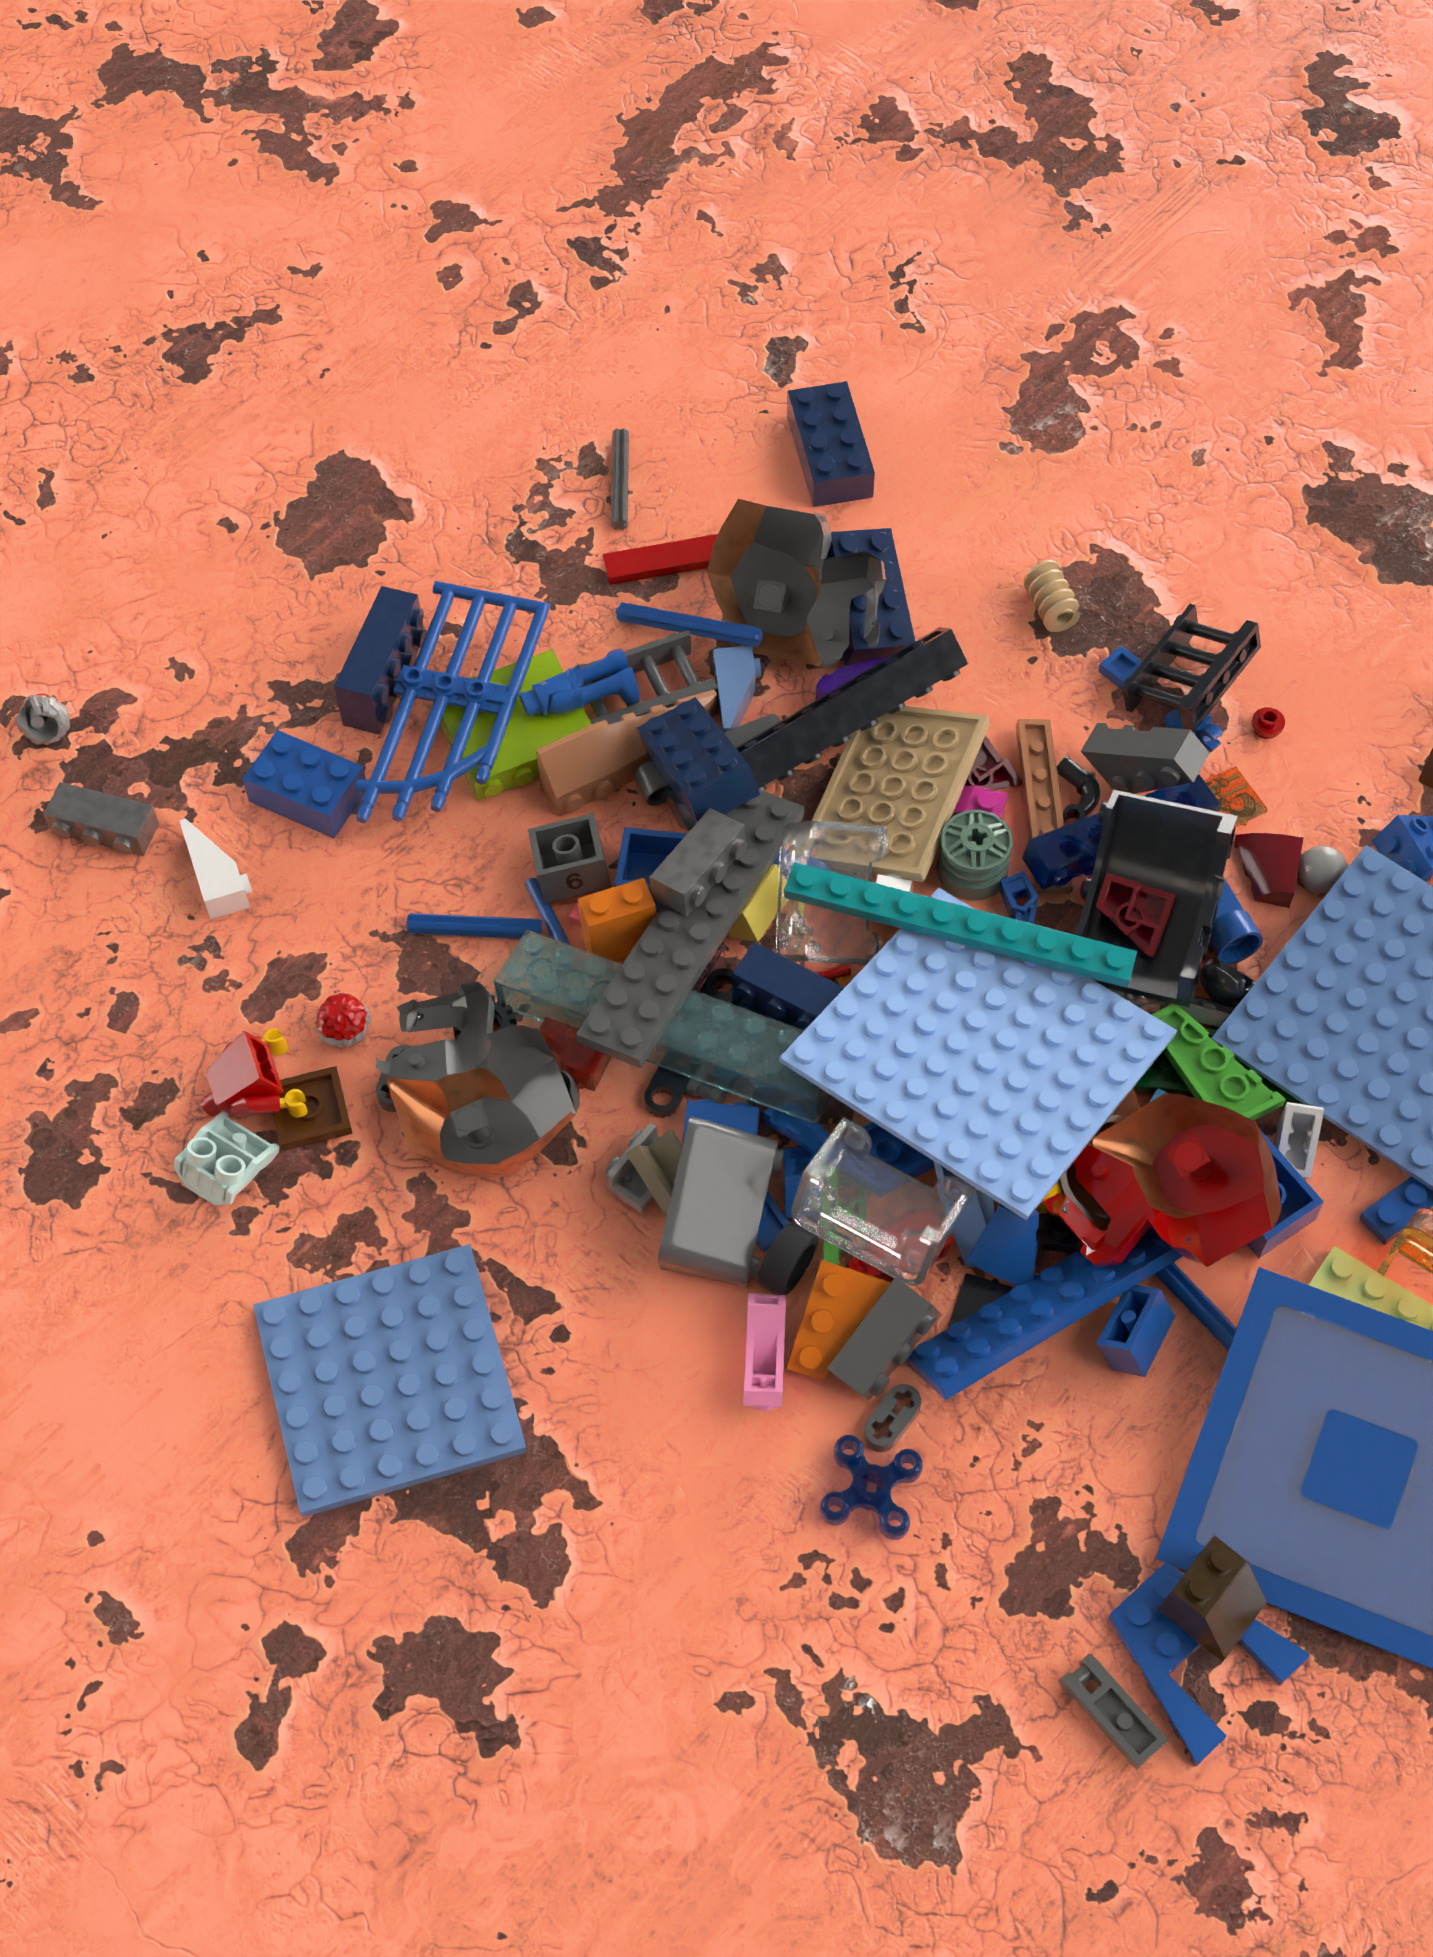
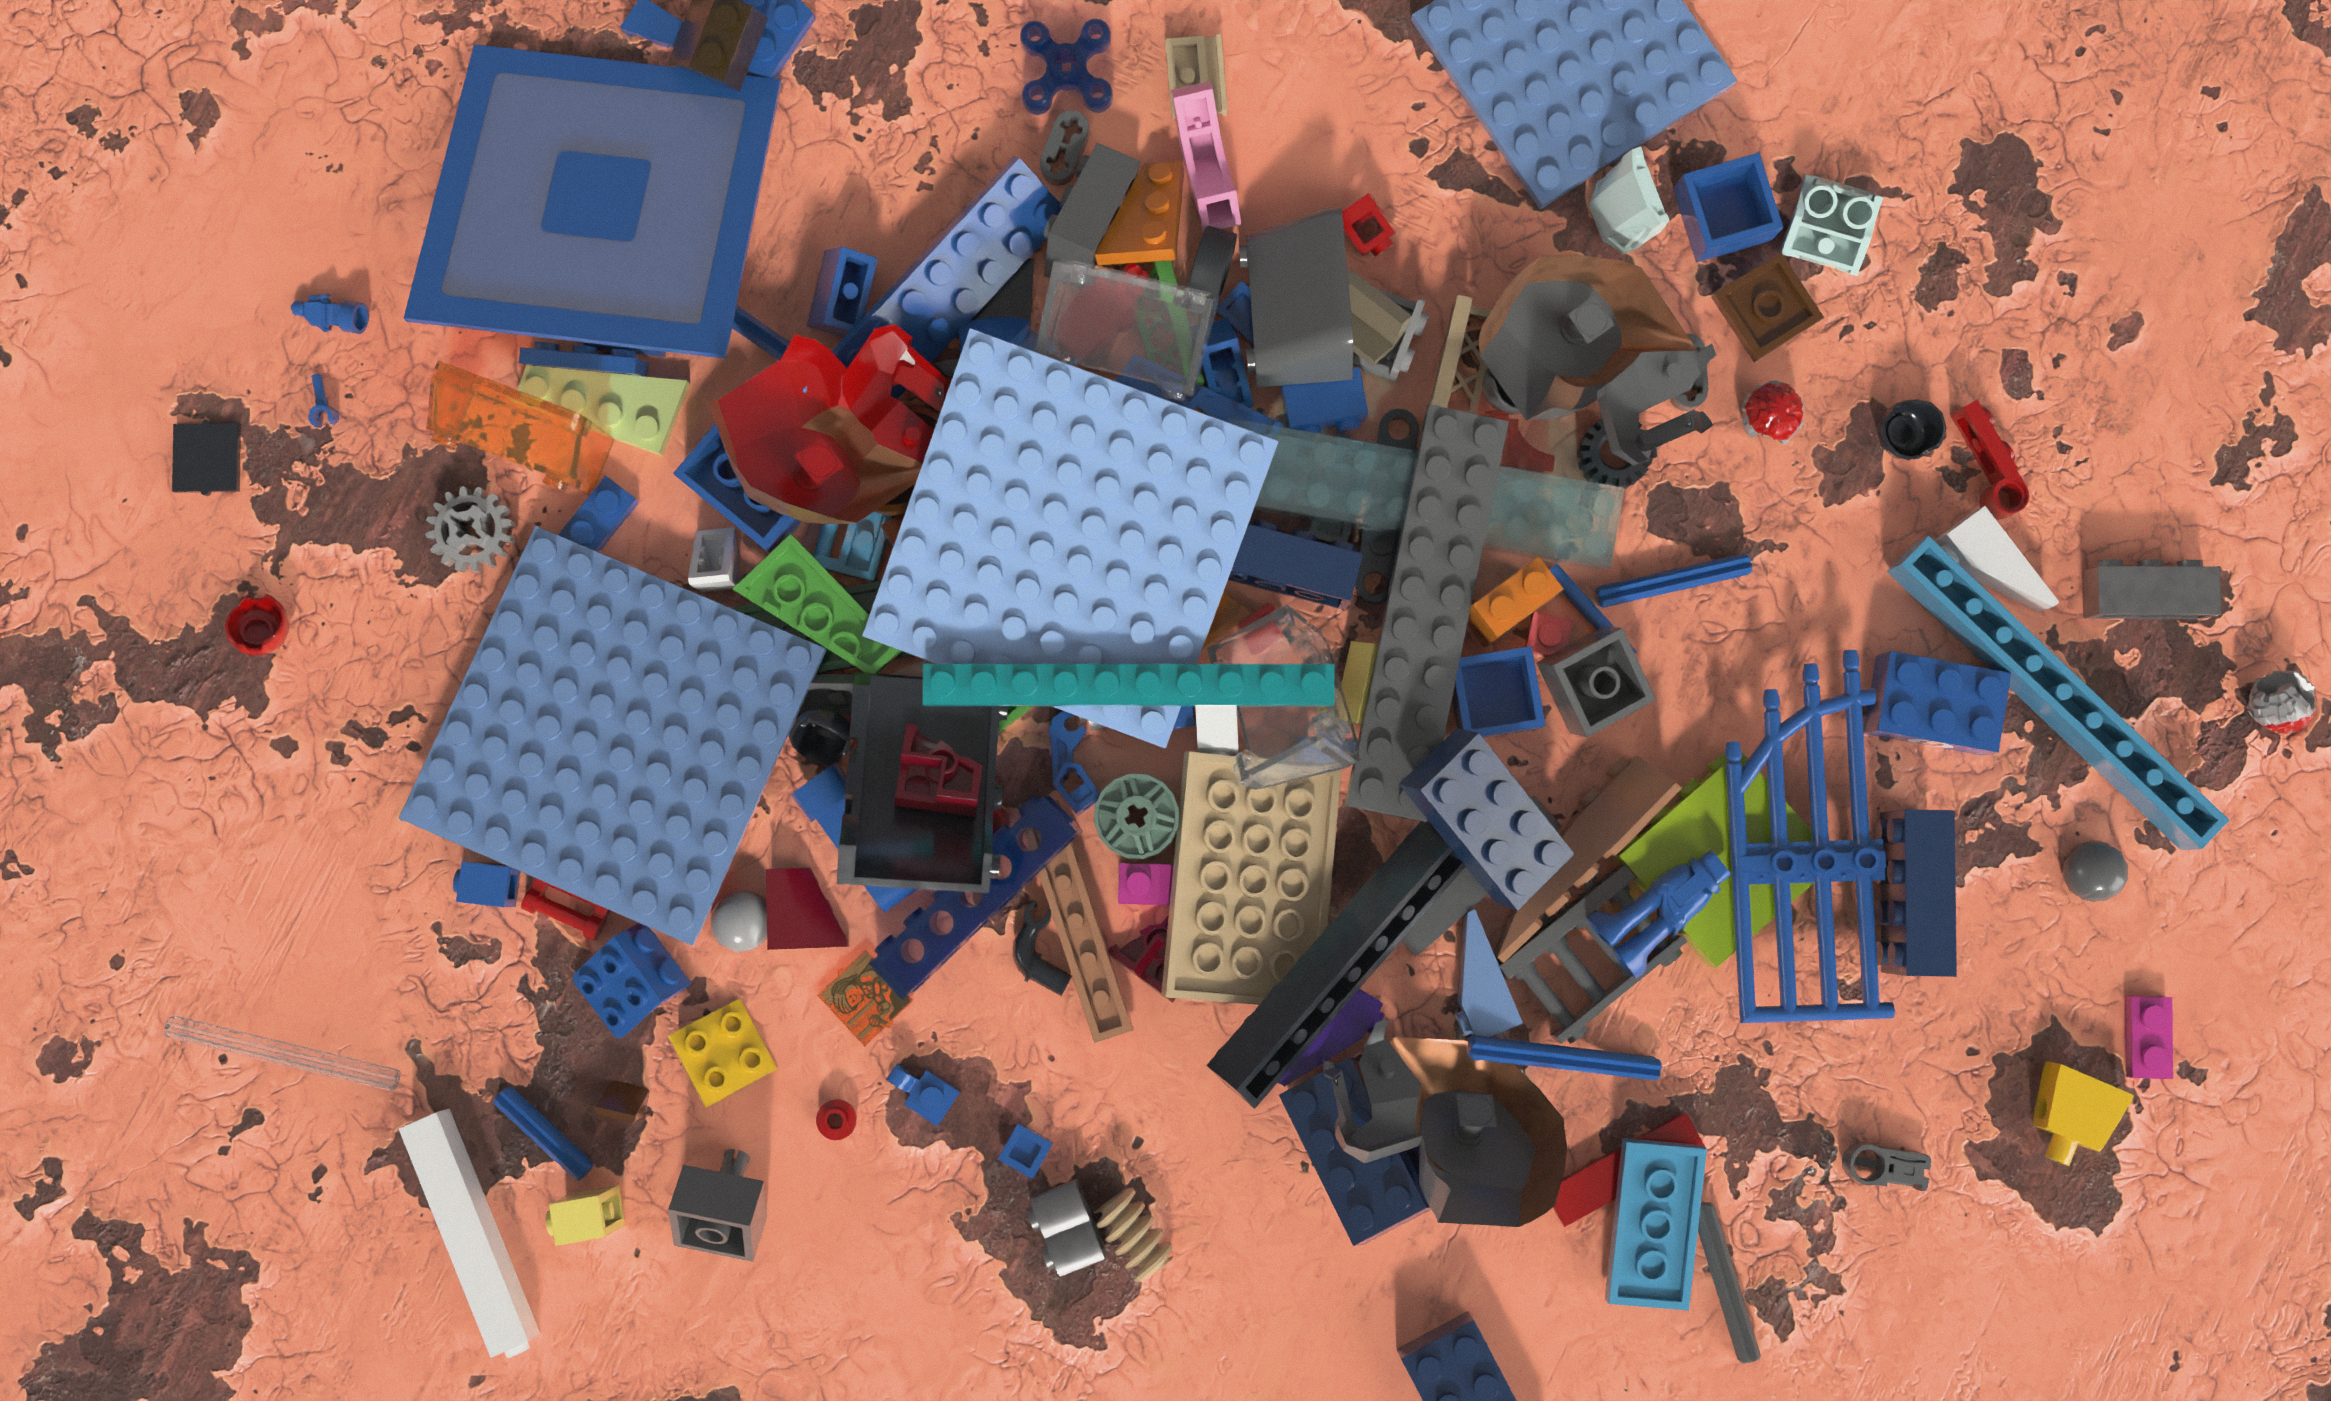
camera: 170 degrees right, 25 degrees up
(174, 941) = (1994, 458): none -> red plate
(214, 768) = (2058, 695): none -> dark azure brick
(234, 980) = (1911, 429): none -> black hair
(236, 653) = (2095, 871): none -> dark grey hair
(247, 1080) = (1848, 310): red torso -> none
(248, 549) = (2149, 1037): none -> dark pink plate
(311, 1187) = (1727, 207): none -> blue piece
(323, 514) = (2076, 1111): none -> yellow torso
(398, 1215) = (1628, 204): none -> light aqua slope
(472, 515) = (1890, 1166): none -> dark grey piece
(603, 1126) = (1452, 352): none -> tan fence
(634, 1266) = (1354, 219): none -> red brick
(658, 515) = (1655, 1224): none -> dark azure plate
(698, 862) = (1440, 669): flat silver brick -> none
(749, 1446) = (1194, 62): none -> tan plate
(1102, 612) = (1067, 1228): none -> flat silver brick
(1144, 759) = (967, 991): dark grey wedge -> none
(1207, 687) = (915, 1133): black fence -> none
(1354, 784) = (722, 1052): none -> yellow hinge
(1372, 673) = (719, 1209): none -> dark grey brick

